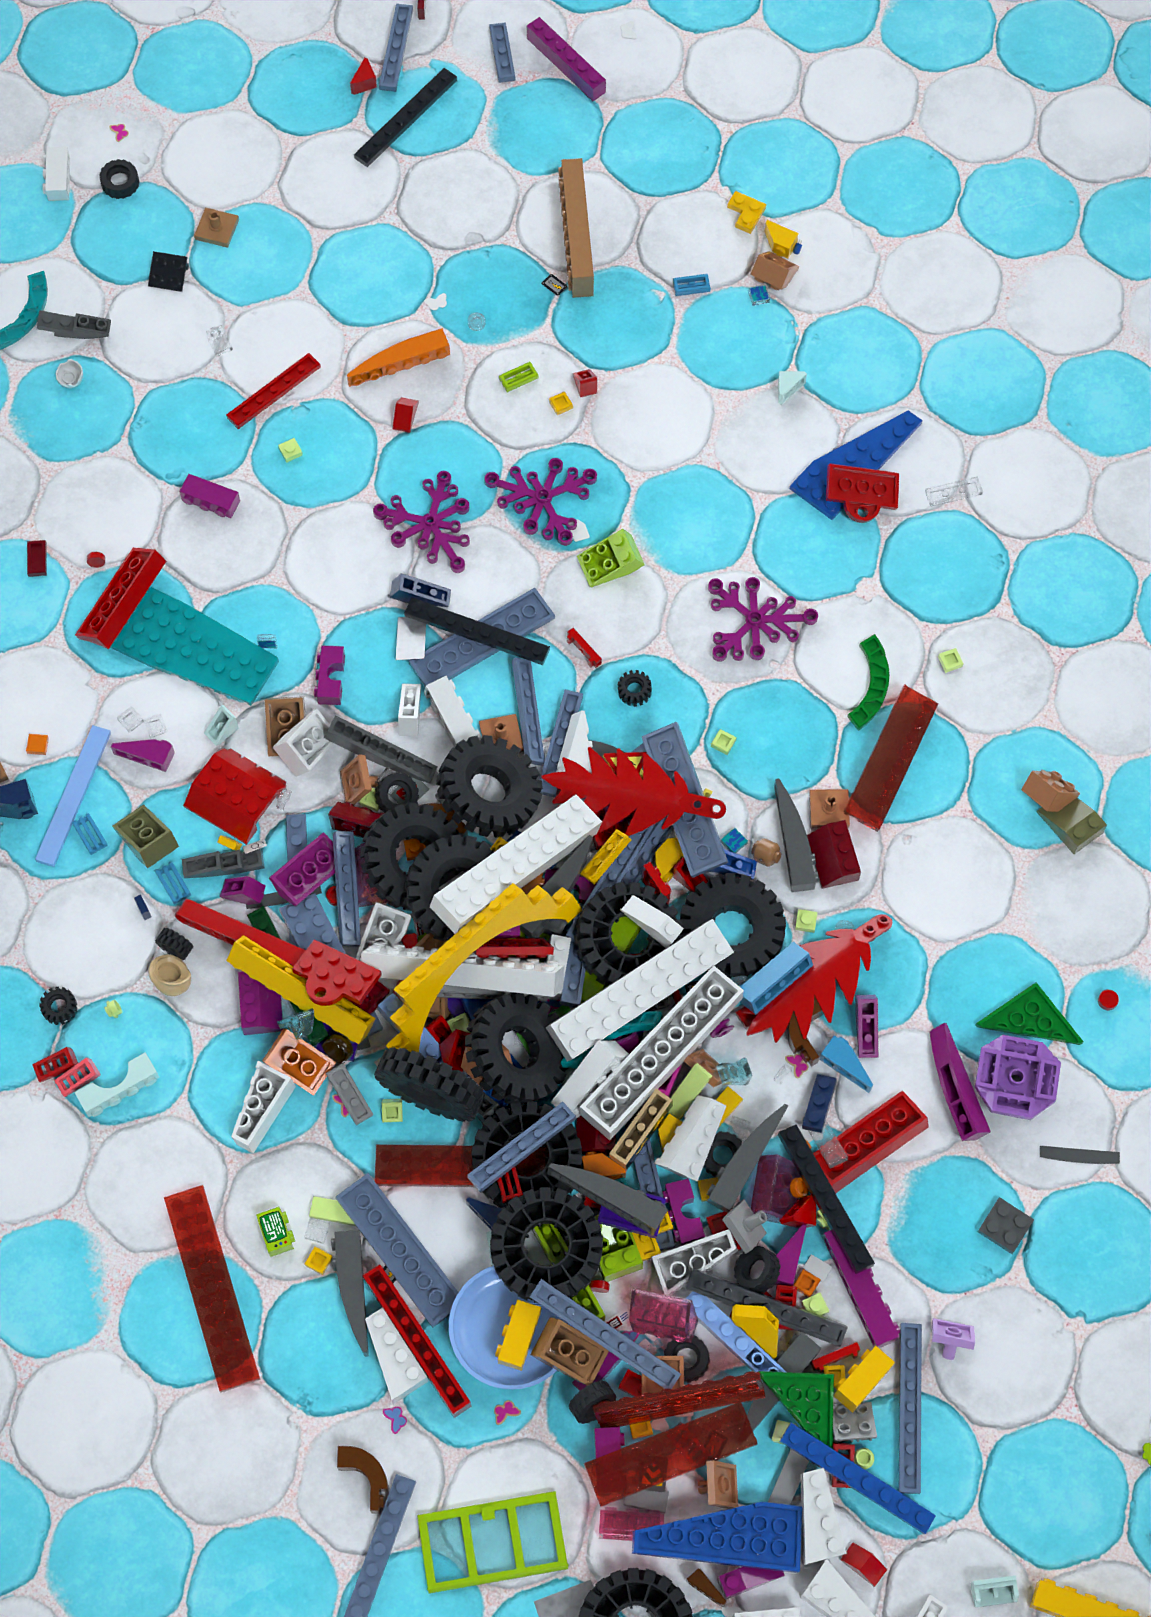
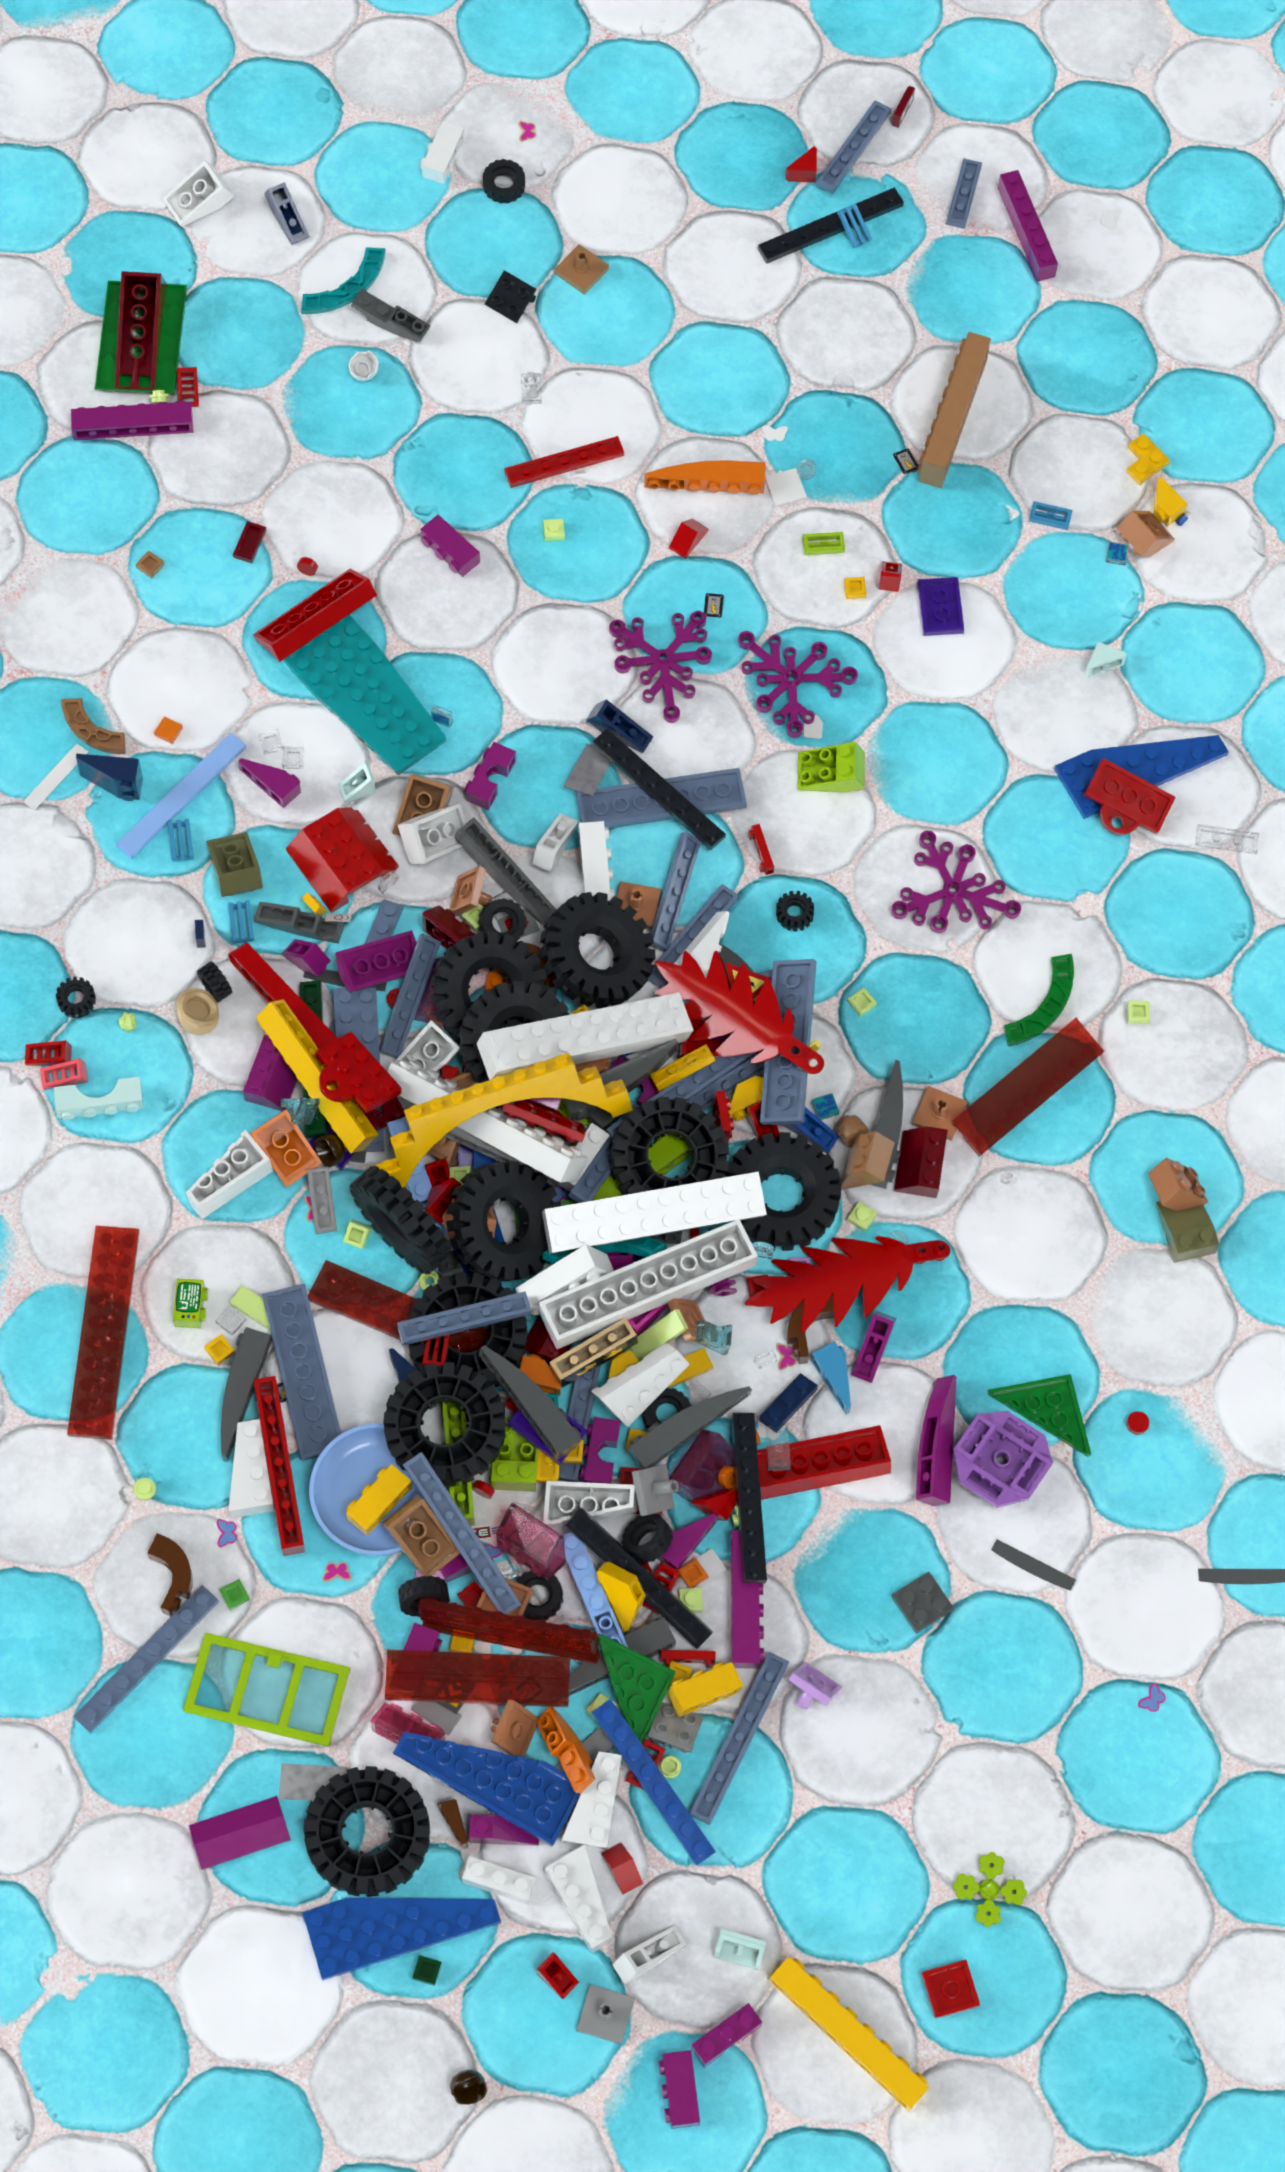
camera: 20 degrees right, 0 degrees up
(308, 1410) = (144, 1489): none -> yellowish green plate
(427, 1470) = (234, 1594): none -> bright green tile
(428, 107) = (854, 208): none -> dark azure tile
(451, 461) = (713, 605): none -> sticker
(466, 343) = (785, 487): none -> white piece
(472, 1132) = (424, 1277): none -> yellowish green plate
(637, 391) = (940, 606): none -> dark purple tile
(652, 921) = (697, 1149): white slope -> none
(773, 1481) = (567, 1747): none -> orange slope
(775, 977) = (800, 1258): dark azure brick -> none
(793, 873) = (867, 1161): none -> medium nougat slope

